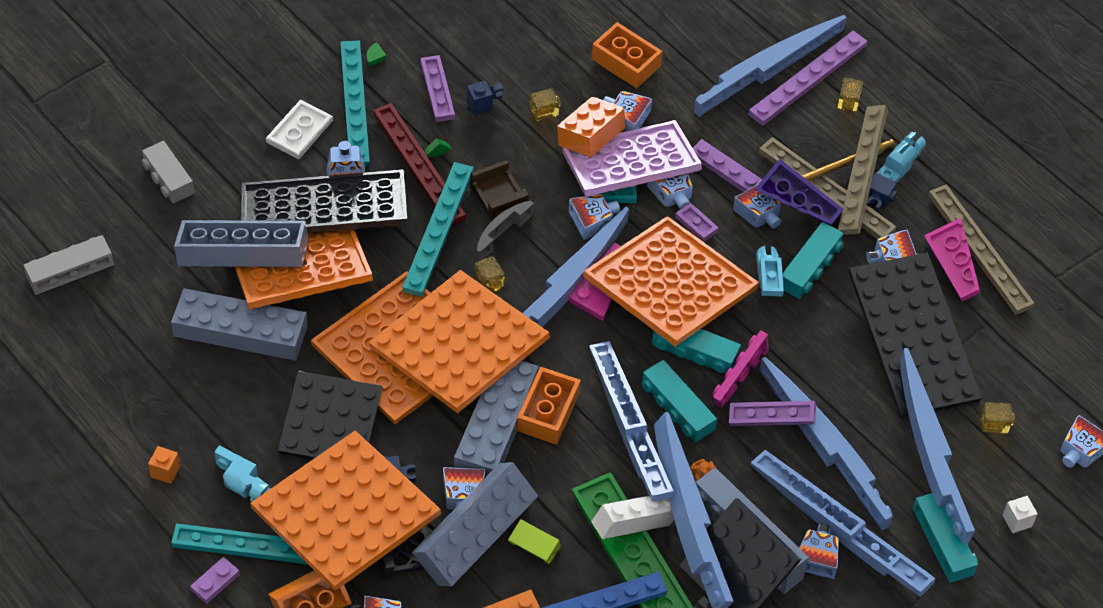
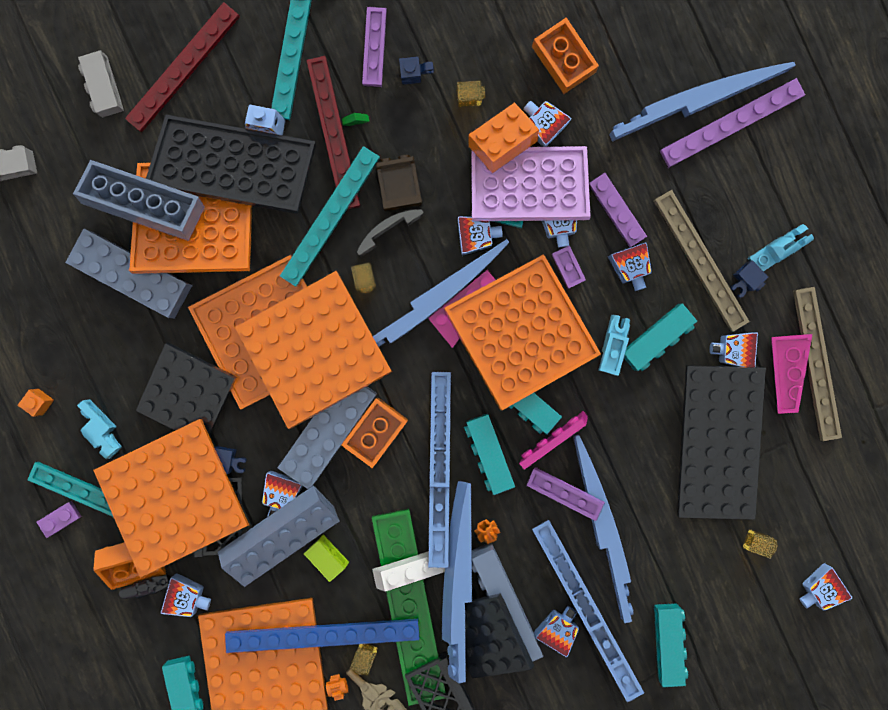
camera: 20 degrees right, 35 degrees up
(246, 145) = (182, 67): none -> dark red plate
(299, 129) = (234, 61): white tile -> none
(795, 191) = (663, 264): dark purple wedge -> none
(843, 162) = (764, 226): pearl gold bar -> none
(850, 94) = (764, 156): clear yellow brick -> none
(863, 170) = (743, 253): dark tan plate -> none
(933, 449) = (690, 569): medium blue slope -> none
(1019, 514) = (741, 643): white brick -> none

